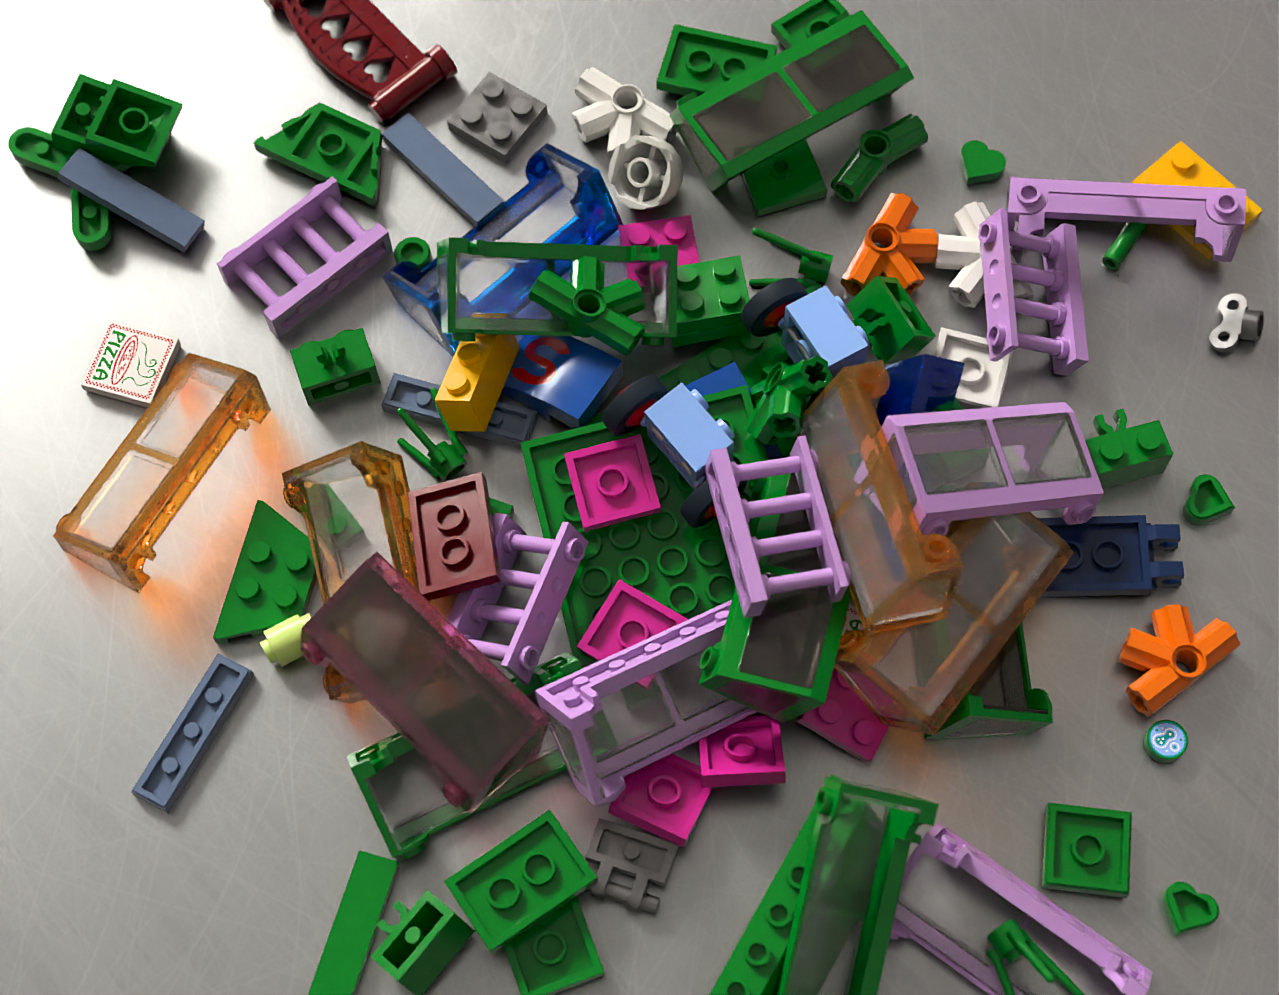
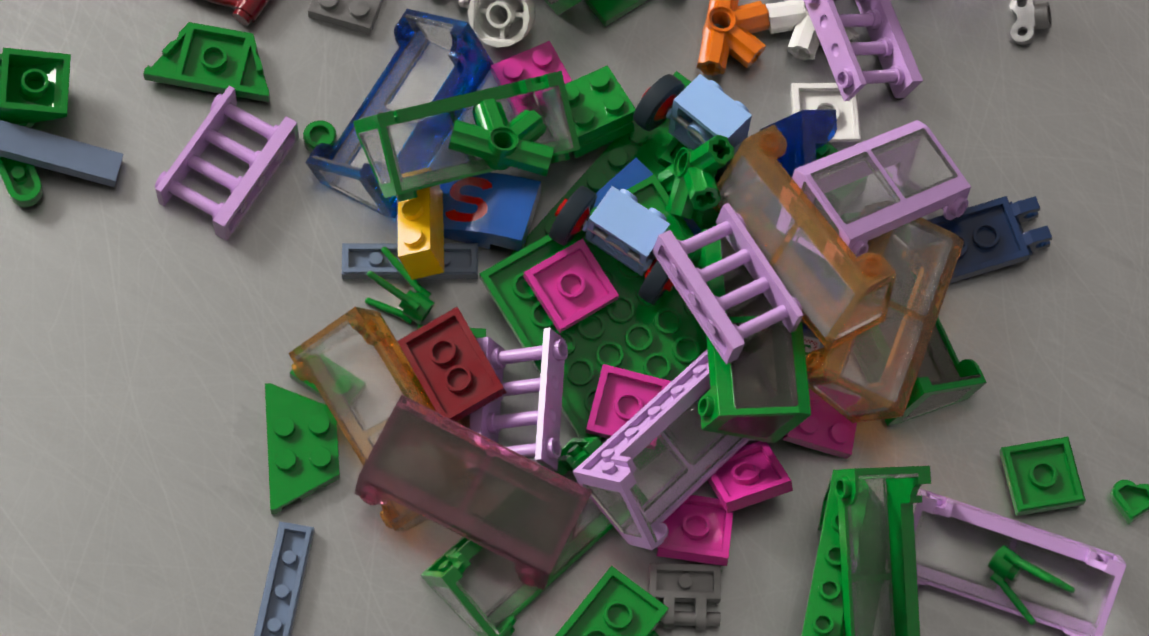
camera: 25 degrees left, 0 degrees up
(130, 364) = (105, 297): white tile -> none
(160, 467) = (172, 378): windscreen -> none
(284, 640) = (337, 492): yellowish green brick -> none
(335, 366) = (289, 250): green brick -> none
(442, 169) = (318, 54): sand blue tile -> none
(813, 264) = (668, 57): green plant -> none
(890, 320) = (753, 86): green brick -> none
(1128, 452) = (979, 147): green brick -> none
(1166, 741) = (1076, 373): tile -> none
(1172, 644) = (1058, 295): orange piece -> none
(1206, 501) = (1049, 171): green tile -> none

